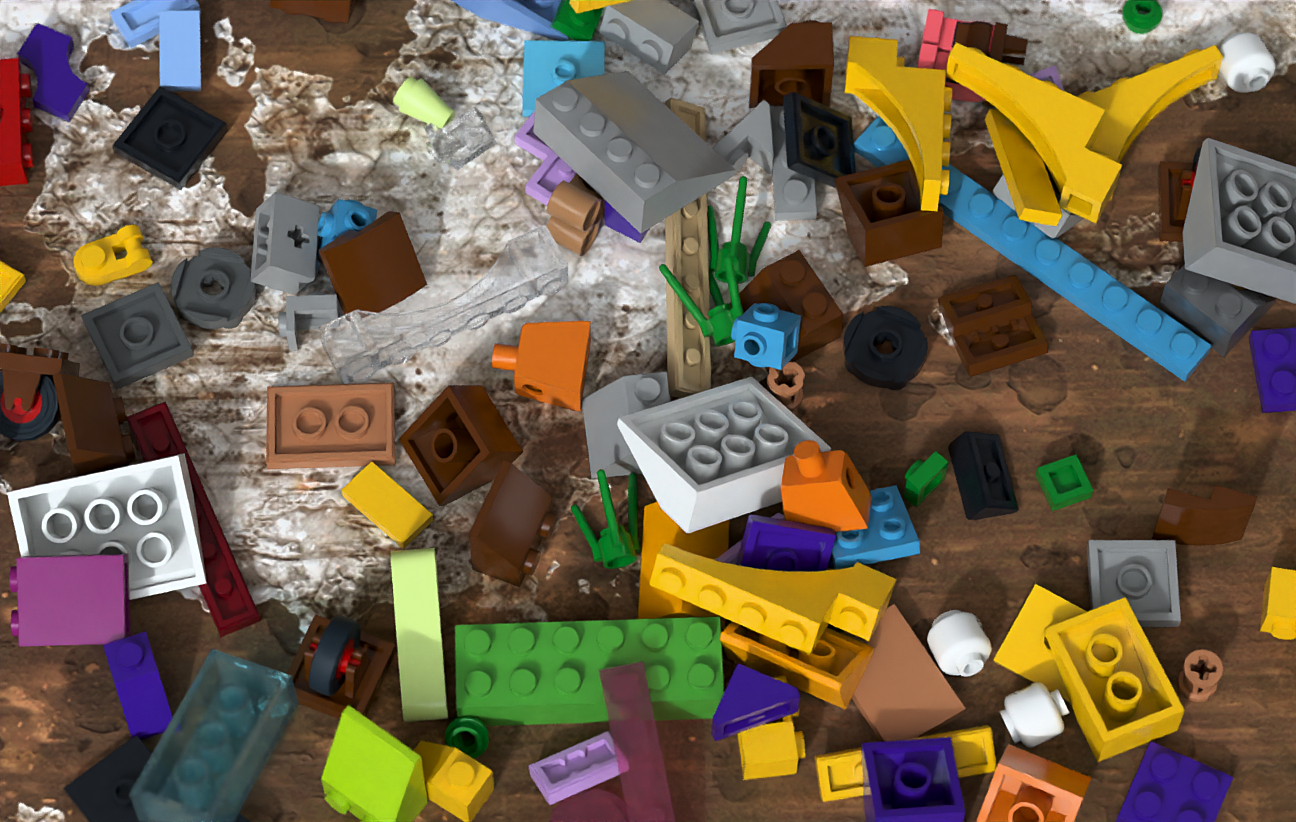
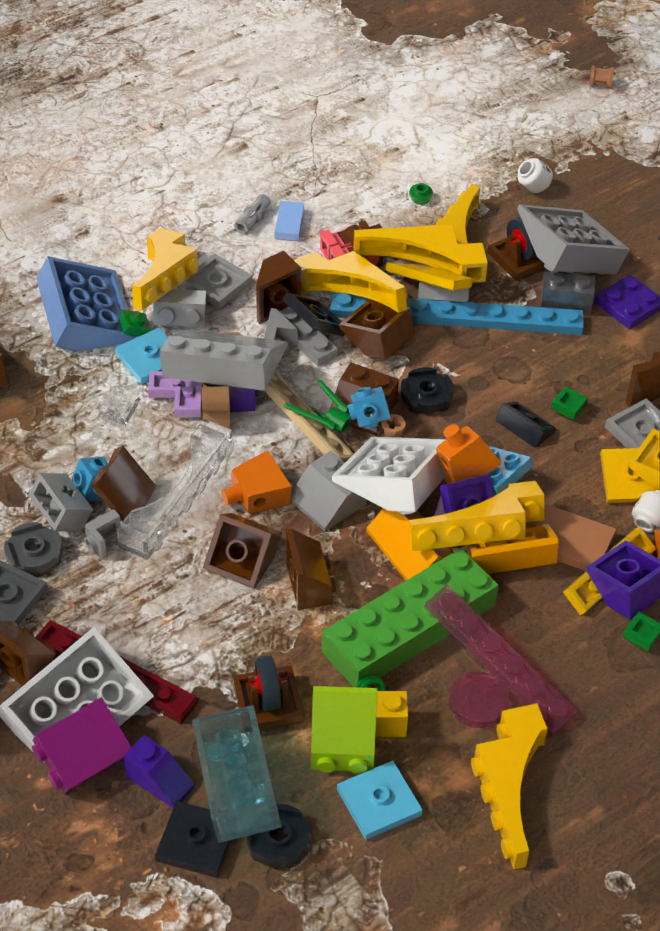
camera: 35 degrees left, 15 degrees down
(330, 425) = (158, 582): nougat tile -> none
(387, 505) = (224, 602): yellow tile -> none
(419, 634) = (298, 643): yellowish green beam -> none
(423, 103) = (82, 401): yellowish green cone -> none
(575, 768) = (444, 669): lavender plate -> none
(616, 545) = (369, 551): green plant -> none
(743, 262) = (312, 391): green plant -> none
(751, 702) = (515, 574): dark purple slope -> none
(771, 747) = (525, 594): yellow piece -> none
(924, 478) = (500, 434): green plate -> none
(959, 643) = (586, 499): white head -> none
(992, 325) = (470, 355): reddish brown slope -> none
(1246, 62) = (492, 187): white head -> none

